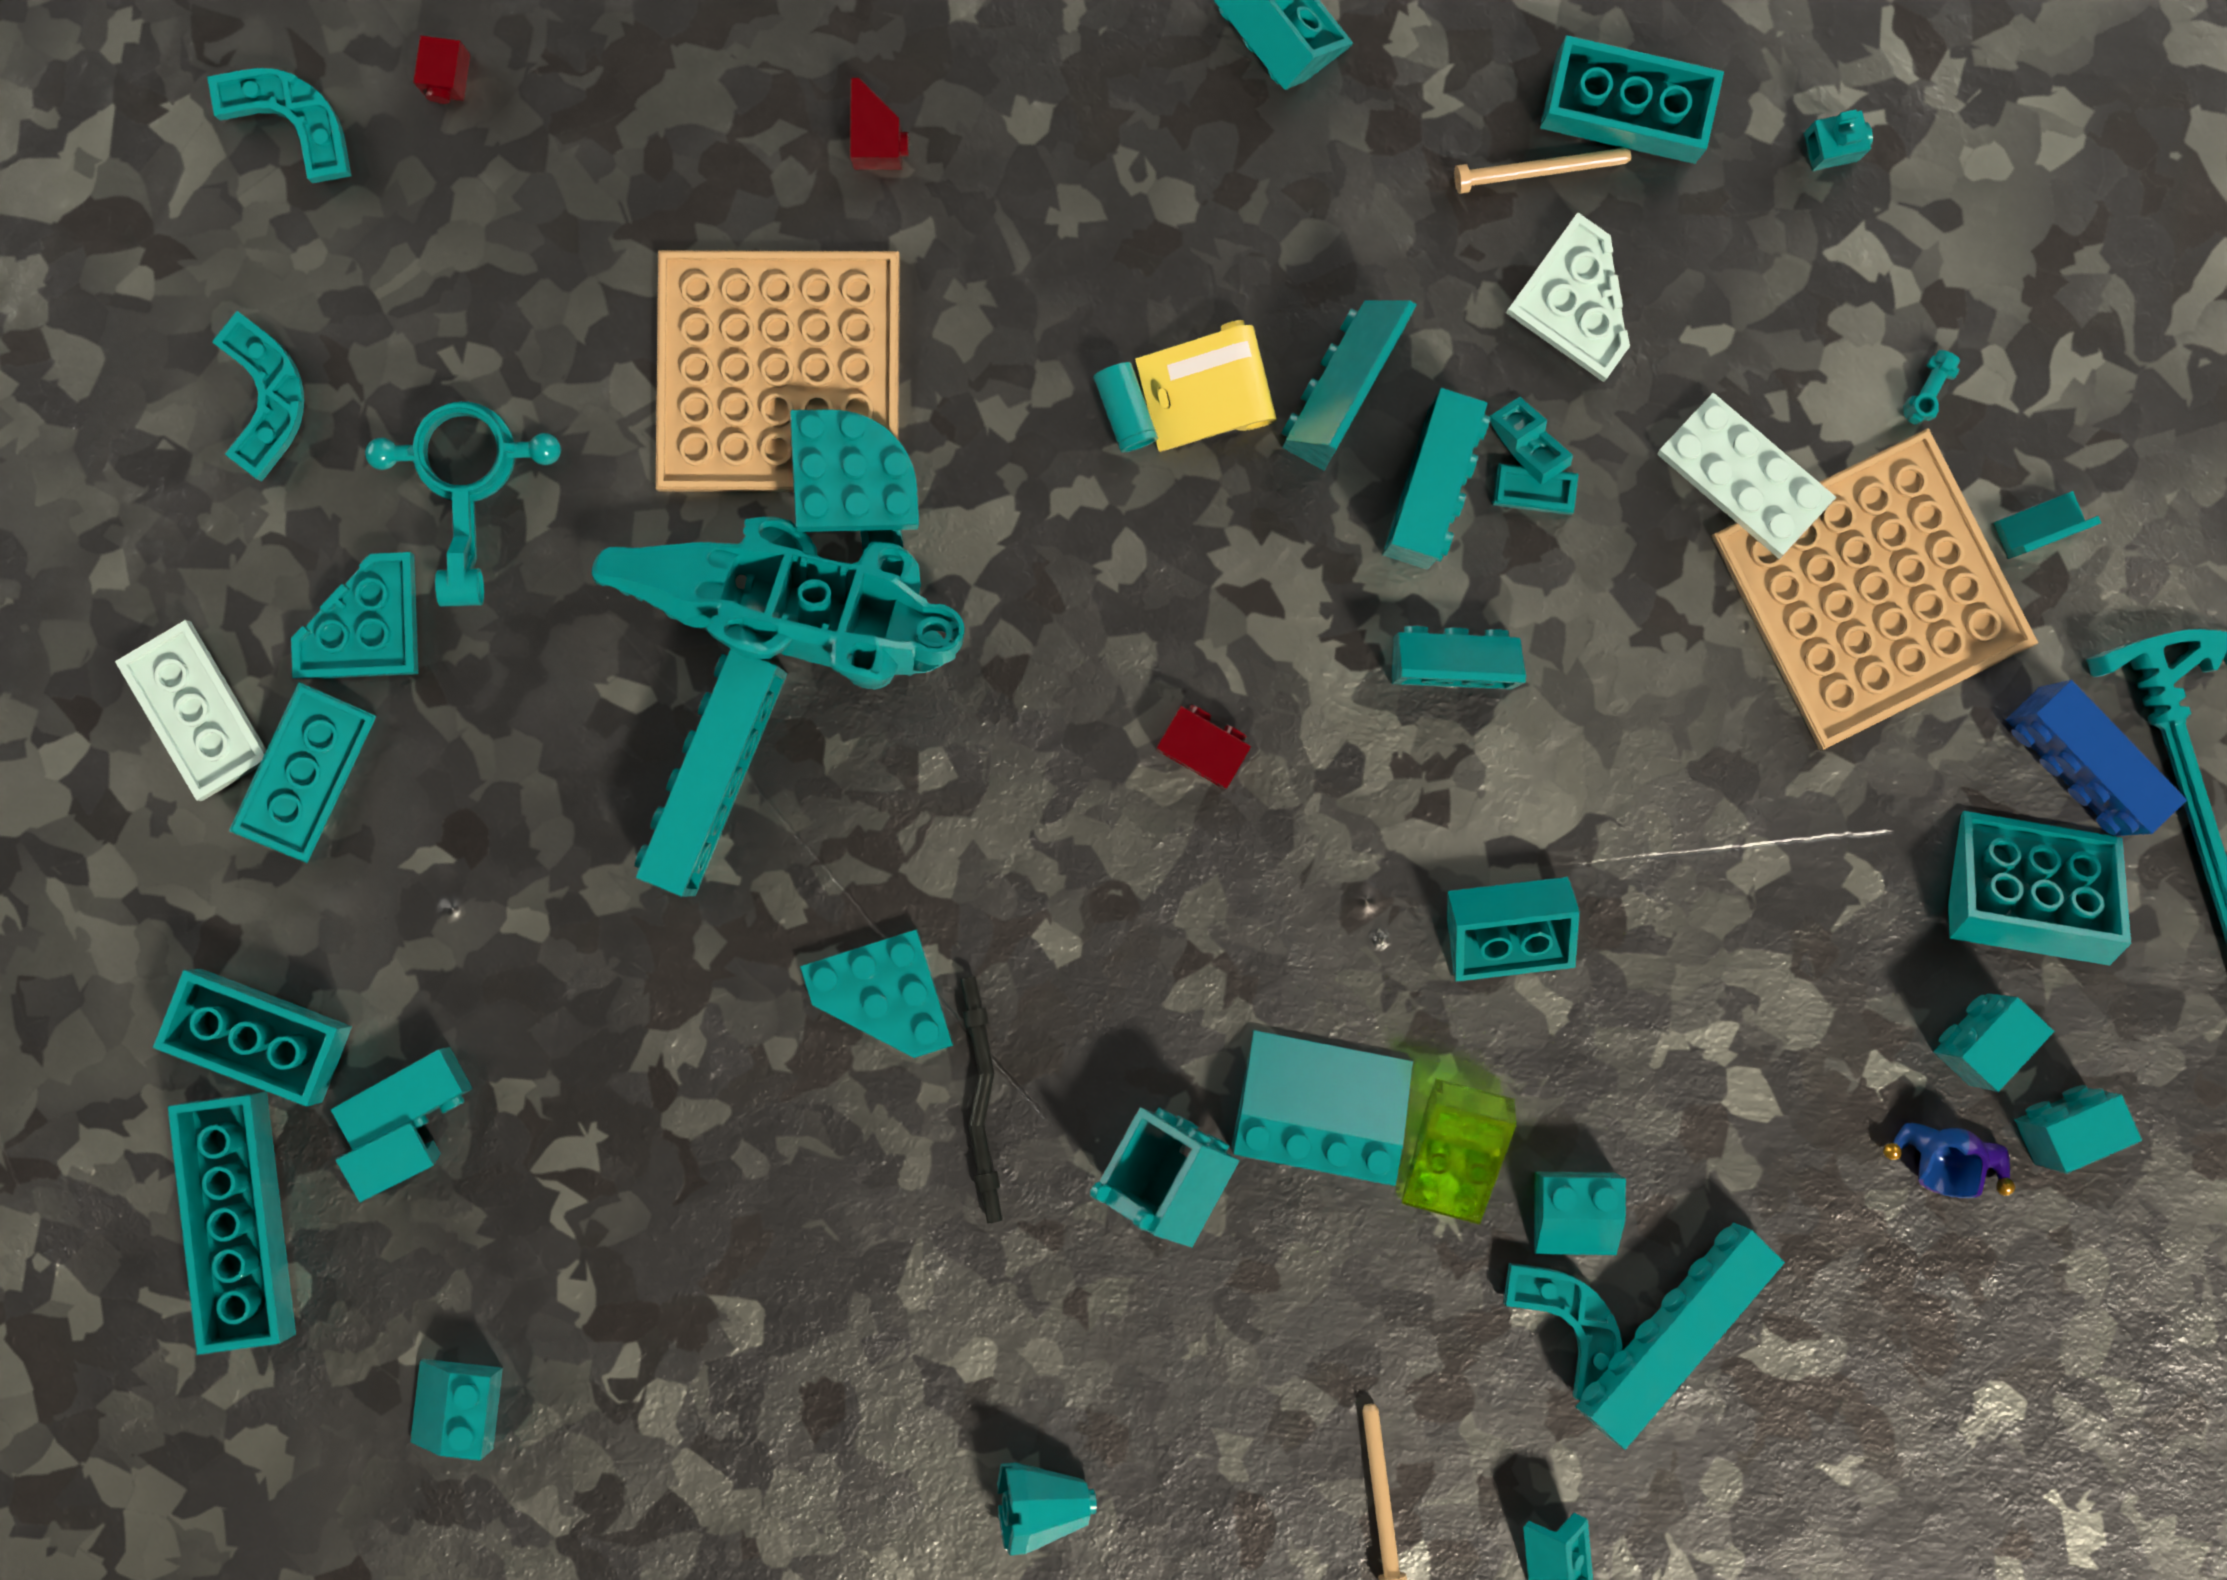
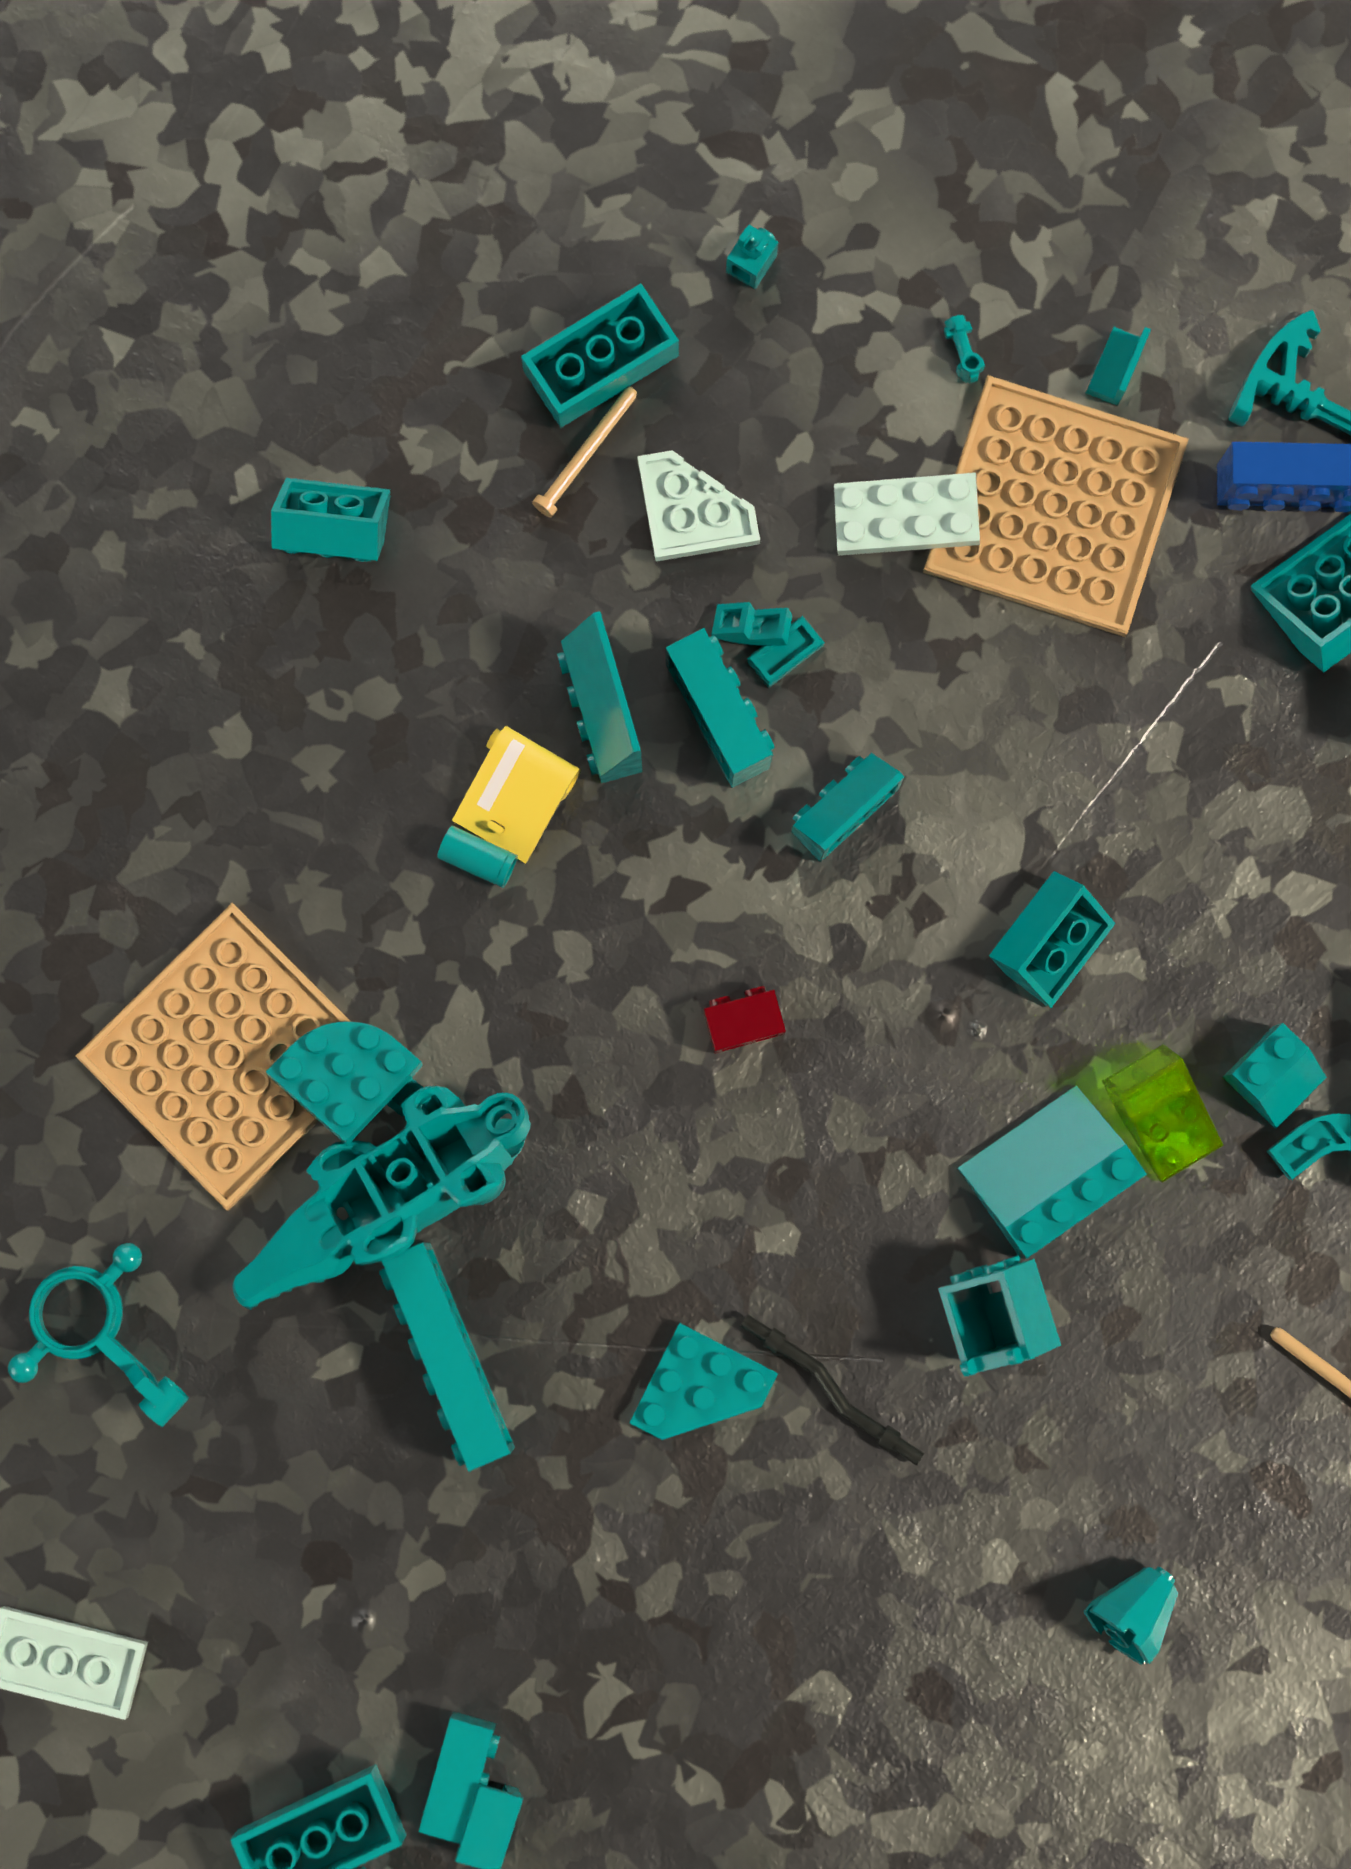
camera: 40 degrees left, 5 degrees down
(302, 772) = (178, 1629): teal tile -> none
(363, 625) = (121, 1491): teal plate -> none
(874, 132) = (141, 841): dark red slope -> none

